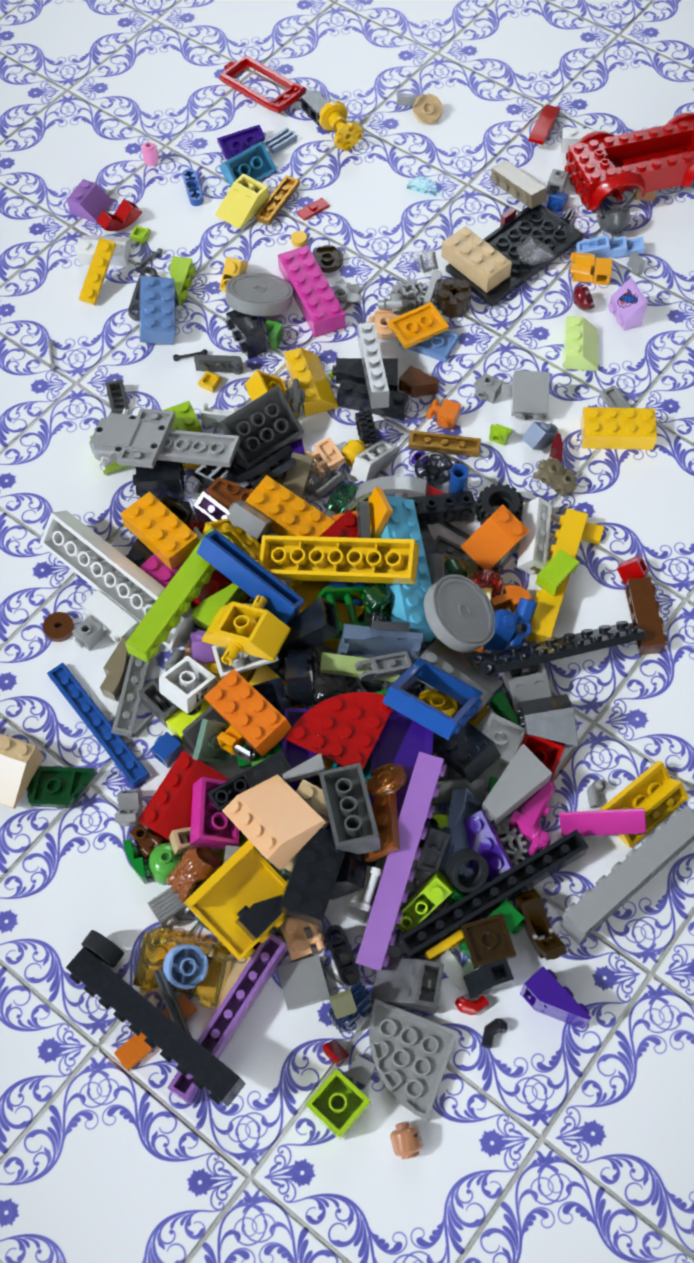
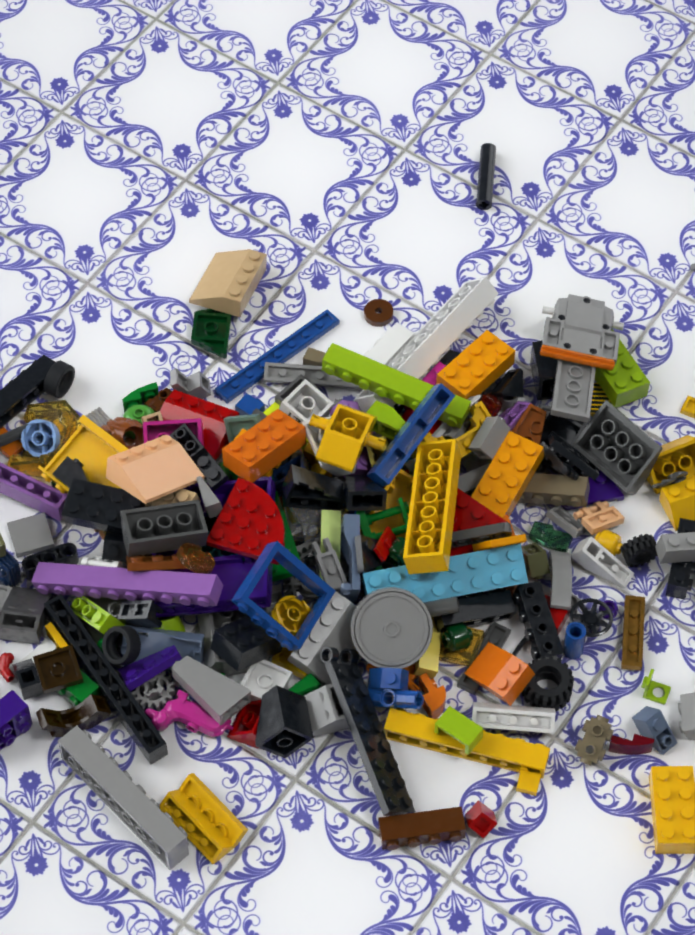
camera: 85 degrees right, 5 degrees down
(88, 633) = (368, 333): light grey brick -> none
(115, 385) = (661, 319): dark grey slope -> none
(168, 440) = (577, 357): none -> orange axle
(214, 416) = (645, 416): white hinge -> none
(296, 939) = (65, 531): light nougat plate -> none
(373, 607) = (384, 543): none -> red piece
(446, 415) = (674, 631): orange brick -> none
(489, 579) = (448, 670): clear red gear -> none
(594, 791) = (216, 774): light grey arm -> none
(603, 822) = (176, 773): dark pink slope -> none

